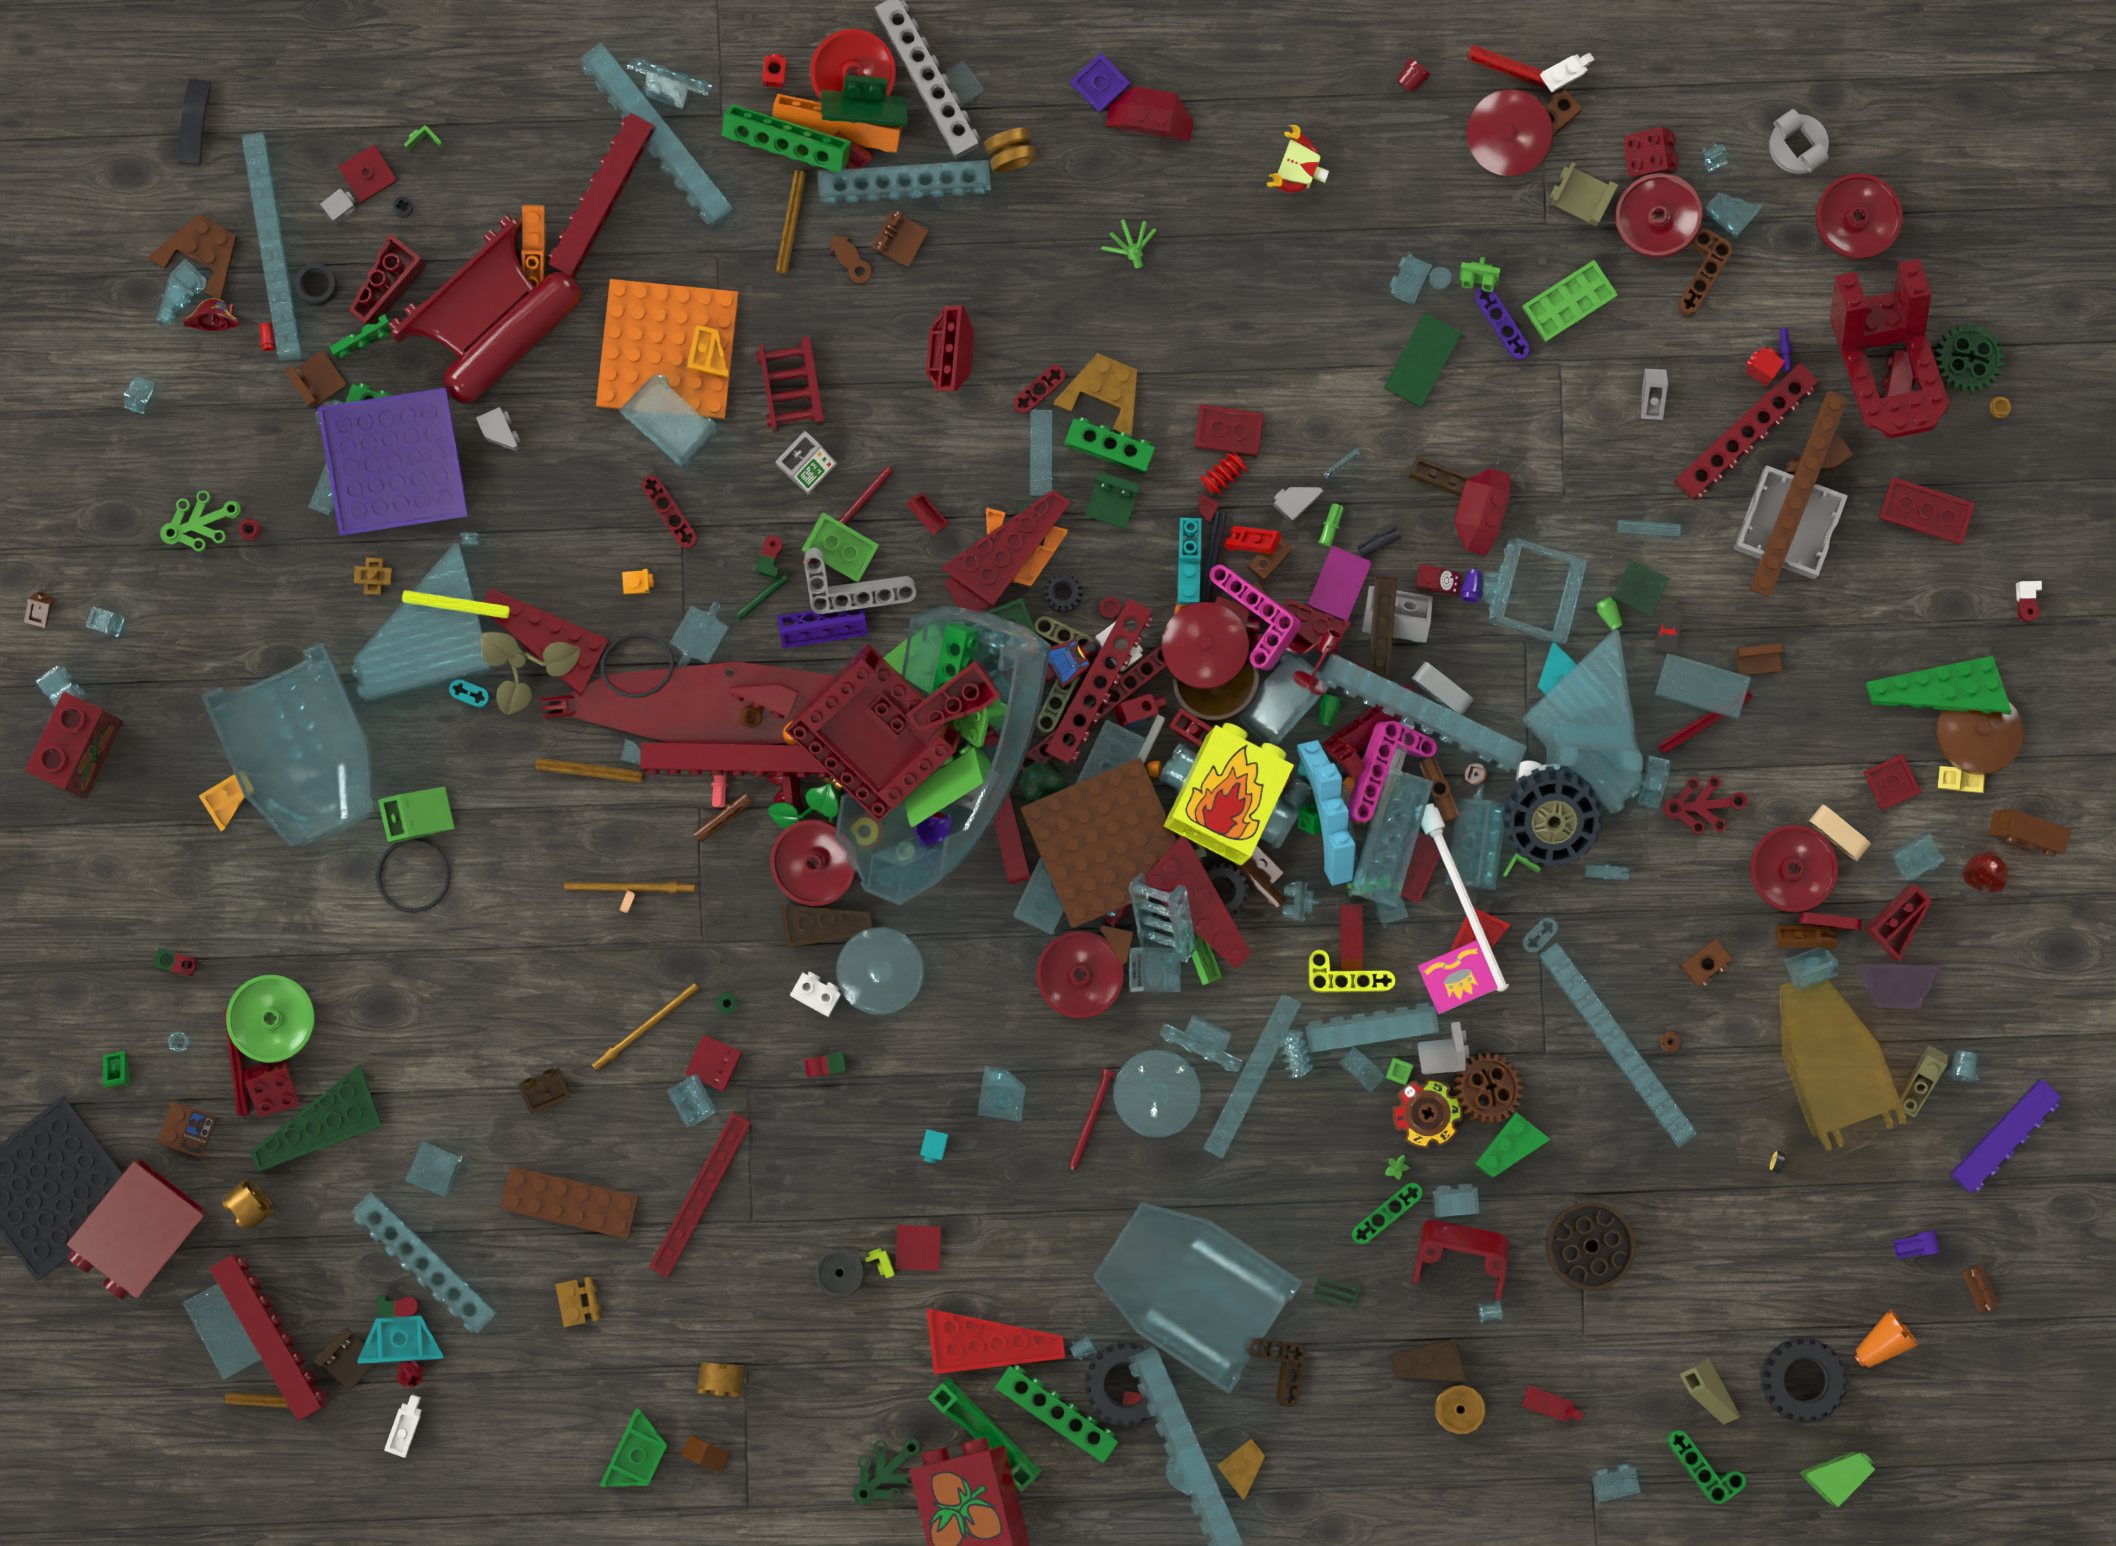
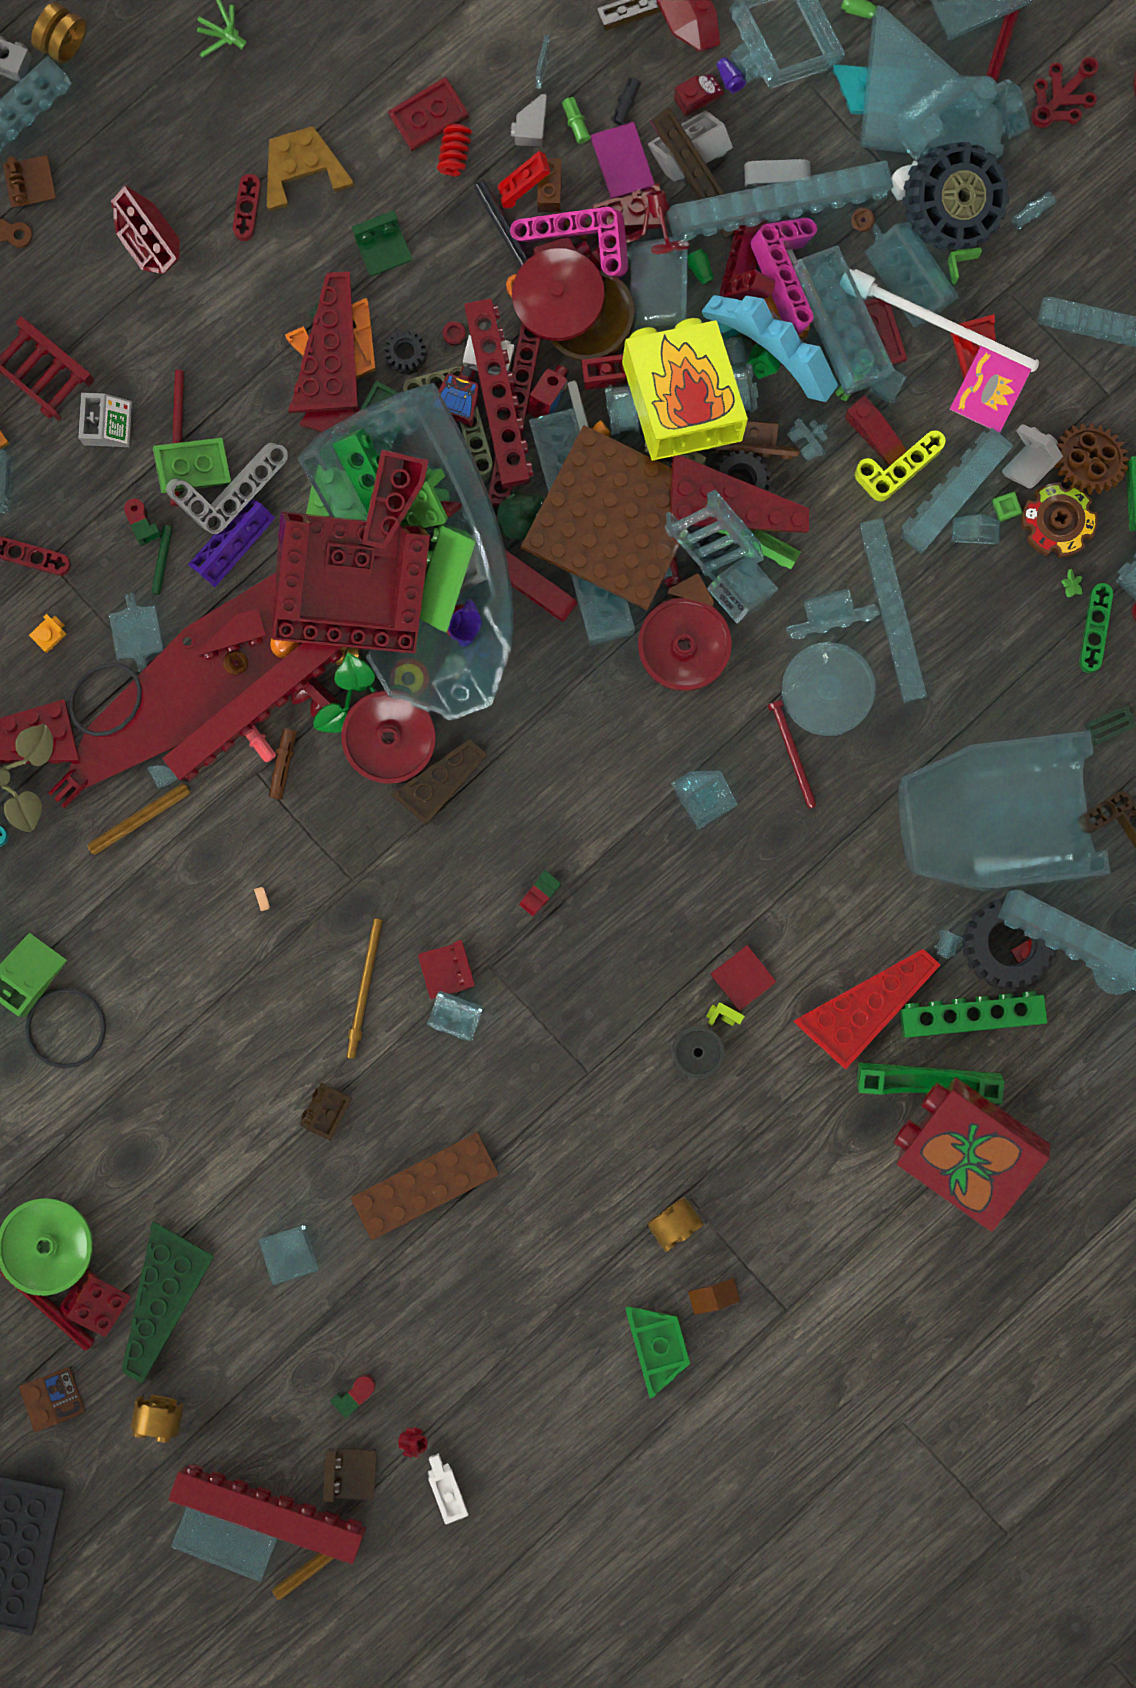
camera: 35 degrees left, 0 degrees up
(134, 1229) = (76, 1522): dark red brick -> none
(399, 1340) = (380, 1422): teal wing -> none
(484, 1313) = (262, 1327): clear light blue brick -> none
(571, 1303) = (498, 1268): pearl gold plate -> none
(671, 887) = (289, 856): pearl gold bar -> none
(700, 1195) = (527, 1087): dark red tile -> none
(734, 1003) = (418, 919): dark green plate -> none
(816, 994) = (482, 842): white brick -> none
(879, 970) = (518, 779): clear light blue dish -> none
(883, 1473) = (874, 1186): dark green plant -> none
(927, 513) = (240, 380): dark red plate -> none
(934, 1146) = (686, 883): teal brick -> none
(1040, 452) = (290, 256): clear light blue tile -> none
(1137, 463) = (335, 214): green brick -> none
(1189, 561) = (485, 241): teal slope -> none
(1207, 507) = (463, 189): dark red tile -> none
(1296, 1052) = (913, 559): clear light blue piece -> none
(1445, 803) = (857, 259): reddish brown piece -> none
(1543, 938) = (1029, 305): clear light blue beam -> none

